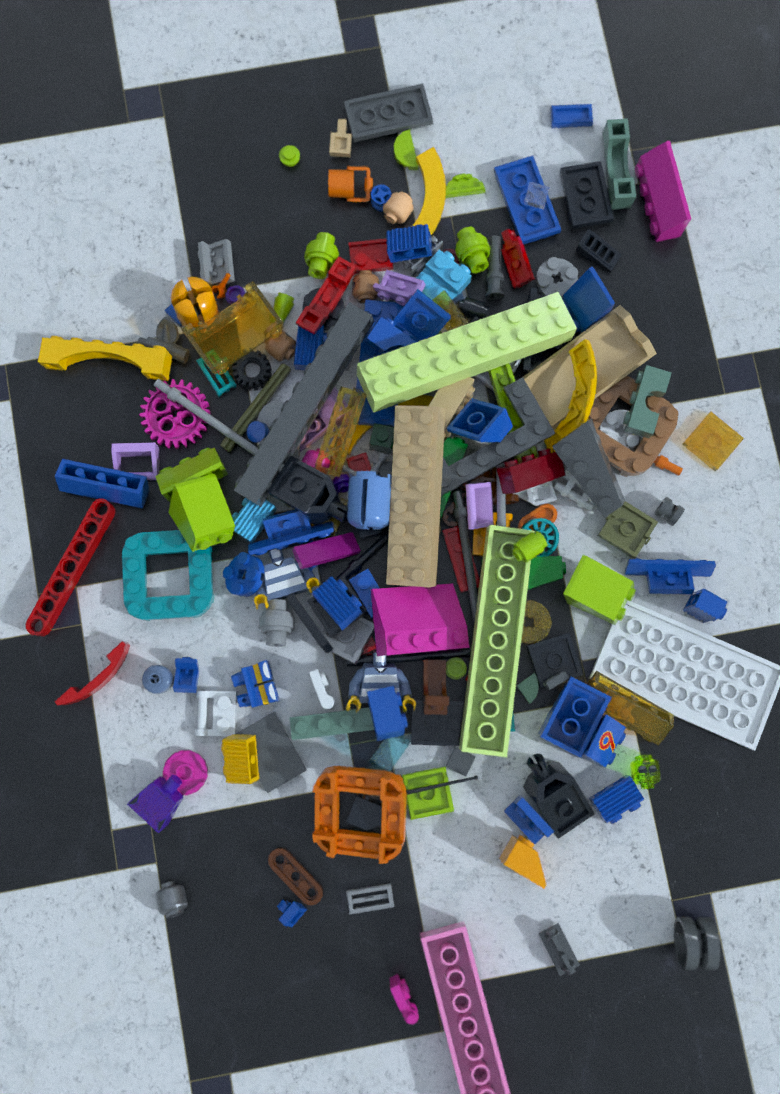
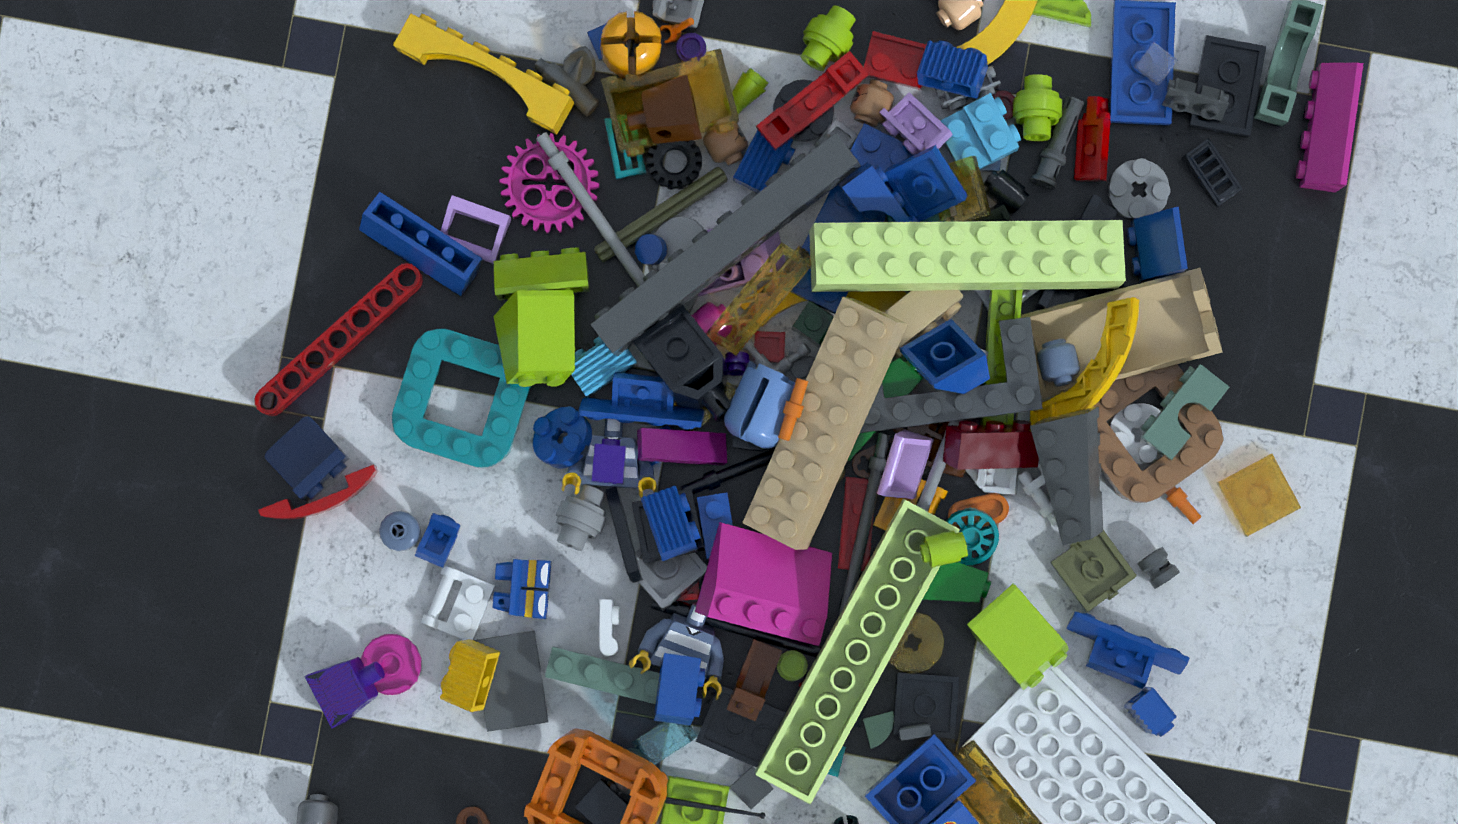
camera: 20 degrees right, 5 degrees up
(77, 654) = (306, 458): none -> dark blue bracket
(234, 336) = (668, 112): none -> reddish brown torso
(281, 578) = (609, 462): none -> dark purple brick
(391, 492) = (793, 409): none -> orange bar
(552, 402) = (1058, 362): none -> sand blue head
(577, 207) = (1209, 103): none -> dark grey hinge

